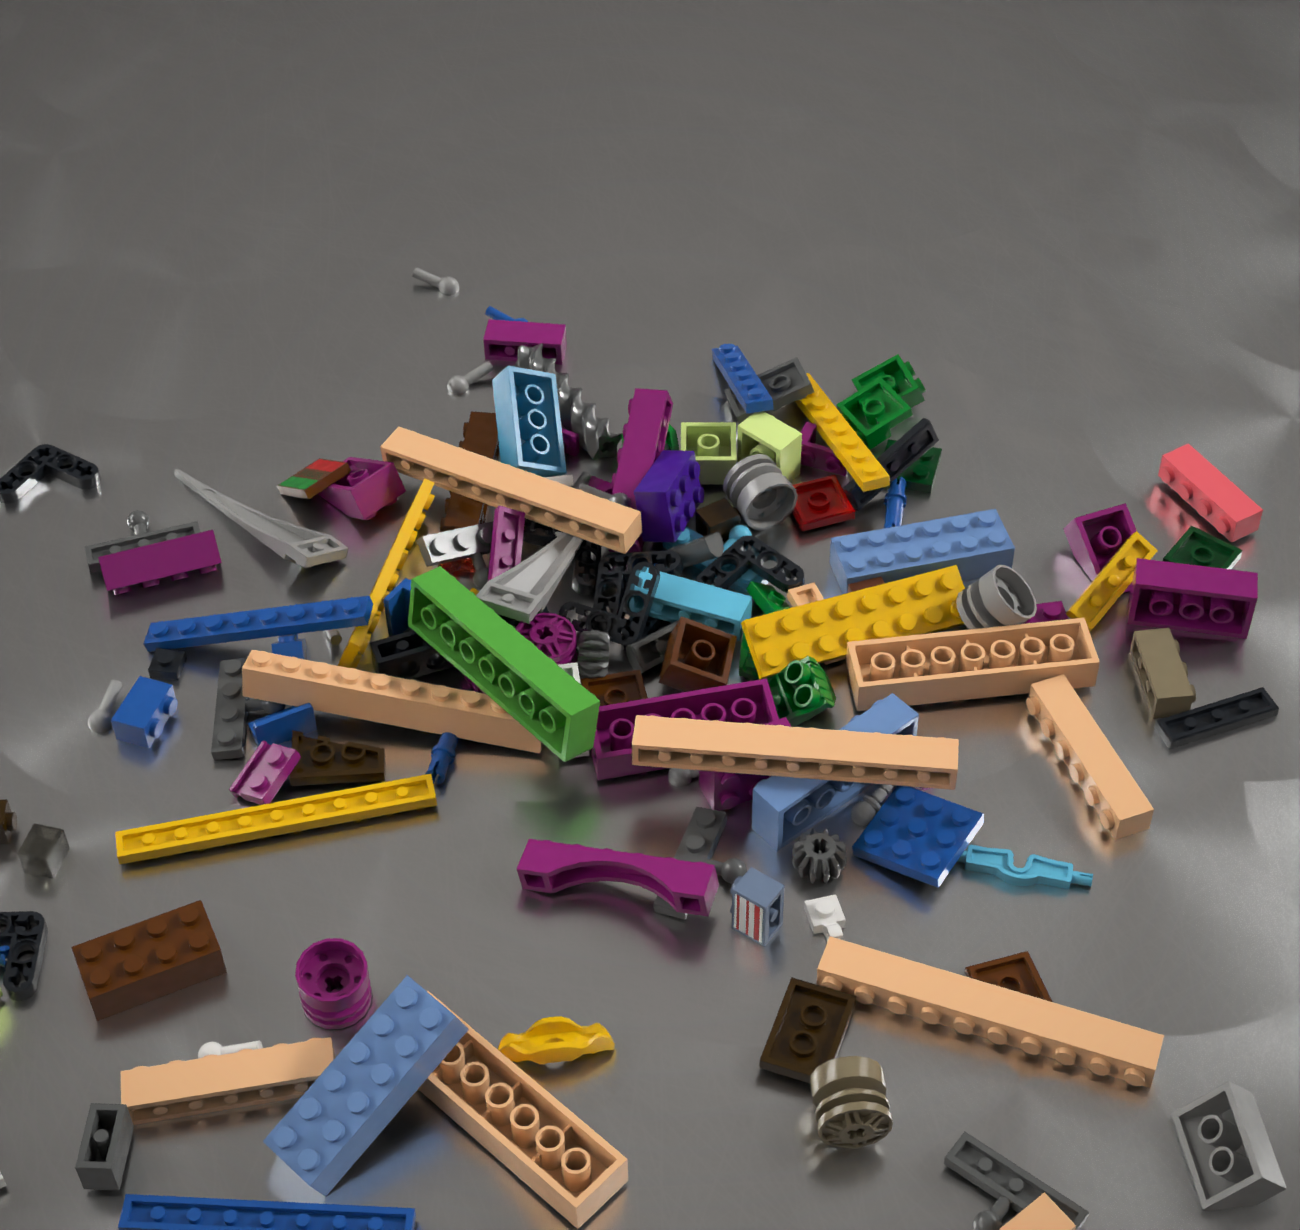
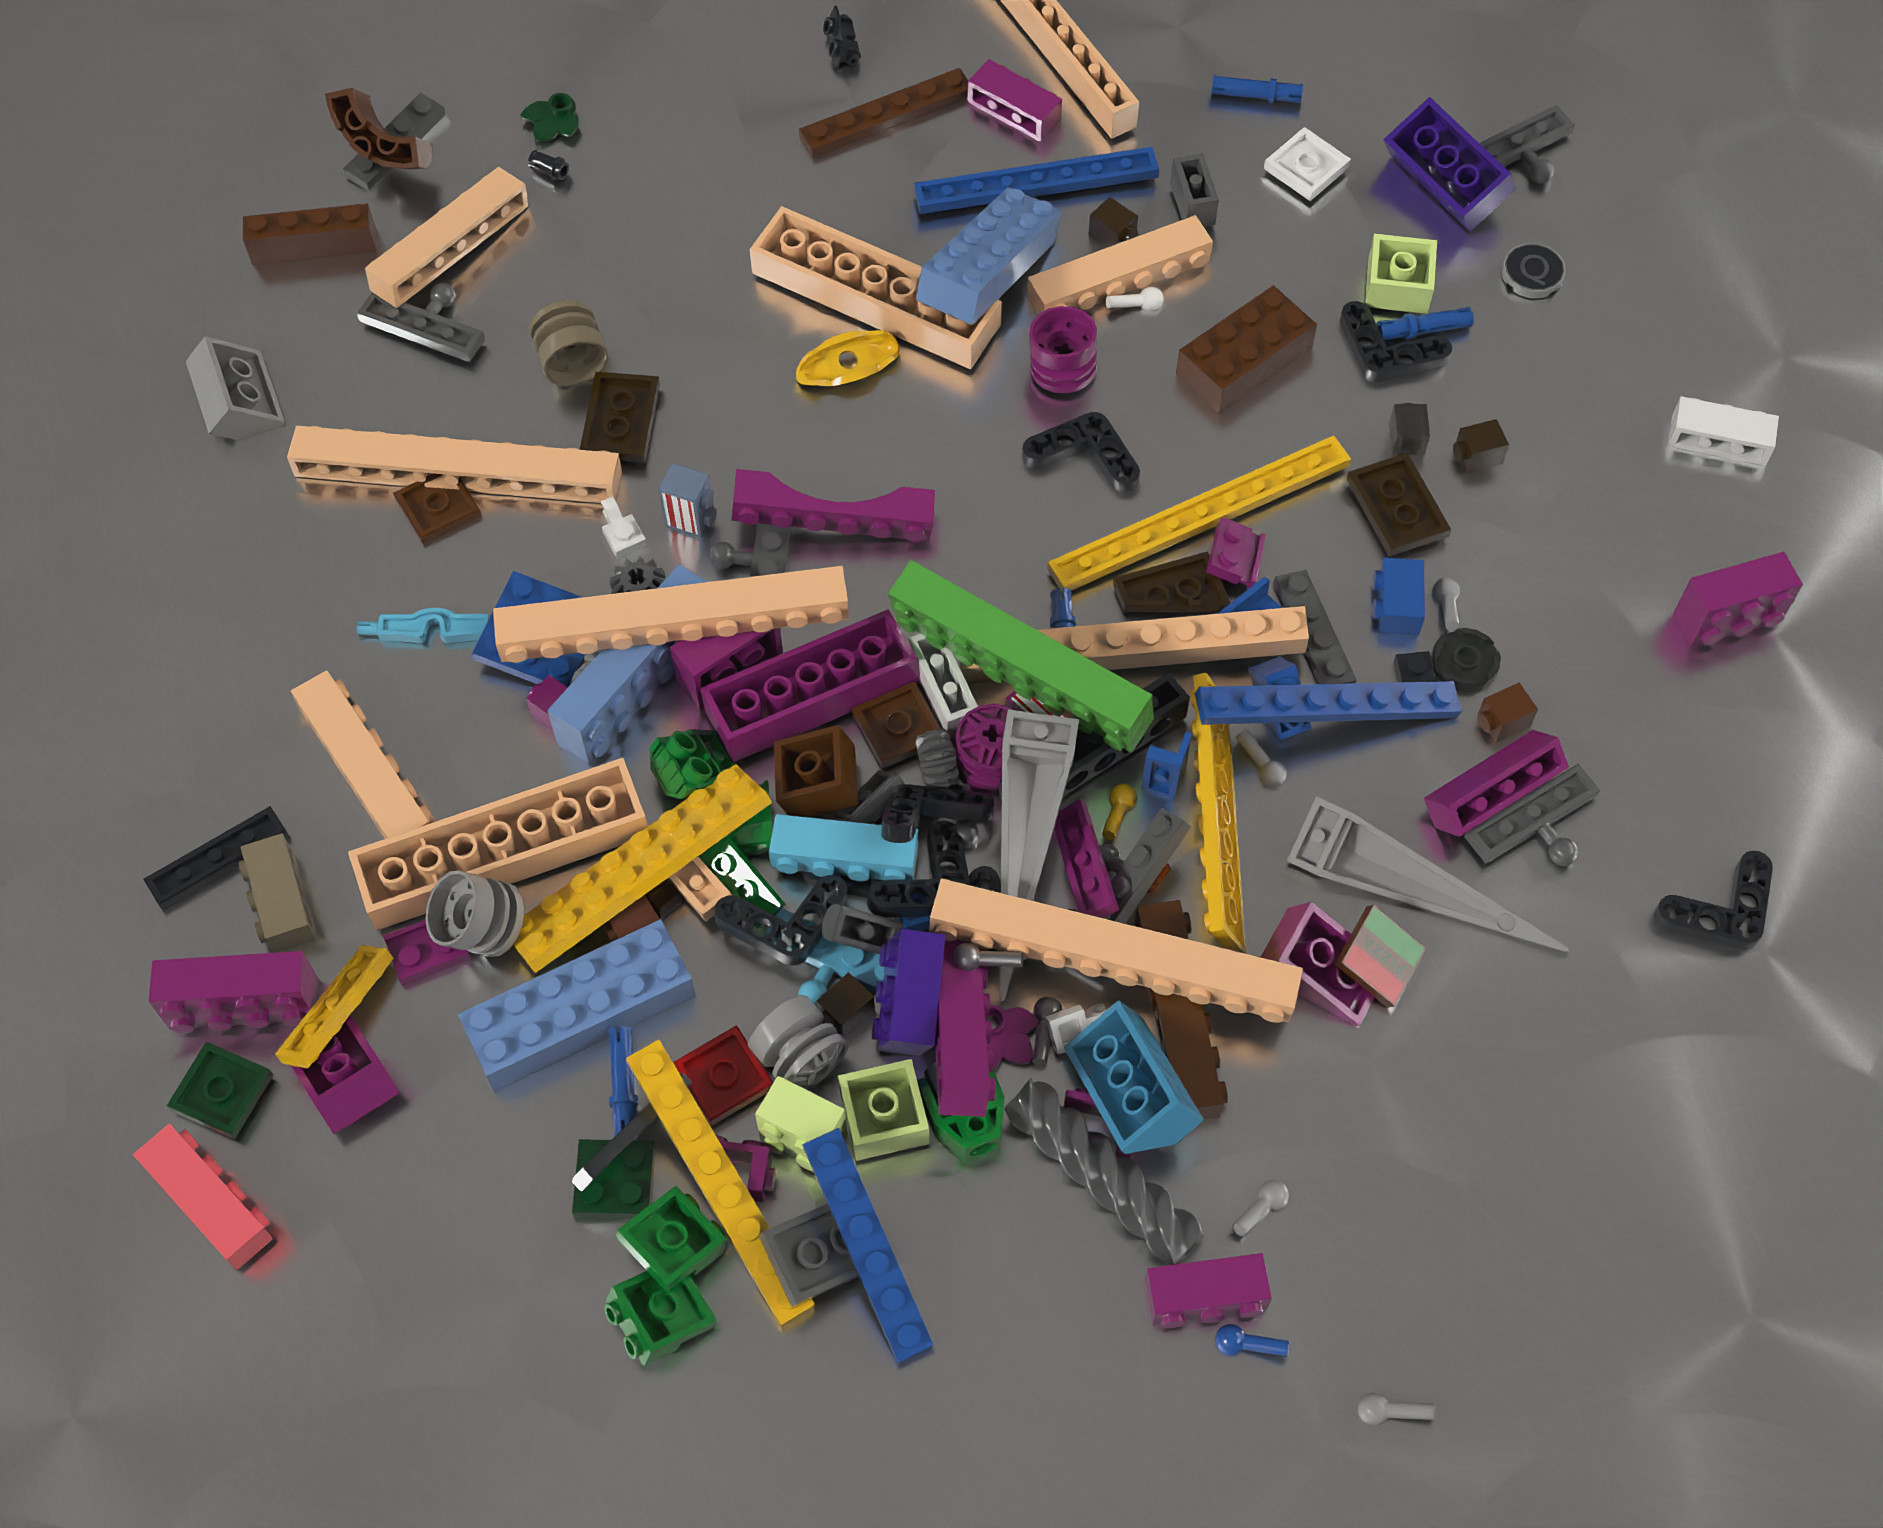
camera: 165 degrees right, 15 degrees up
(96, 791) = (1398, 504): none -> dark brown plate
(117, 612) = (1507, 712): none -> reddish brown brick
(120, 663) = (1466, 659): none -> pearl dark grey tile
(211, 1136) = (1112, 223): none -> dark brown brick
(350, 915) = (1083, 440): none -> black beam

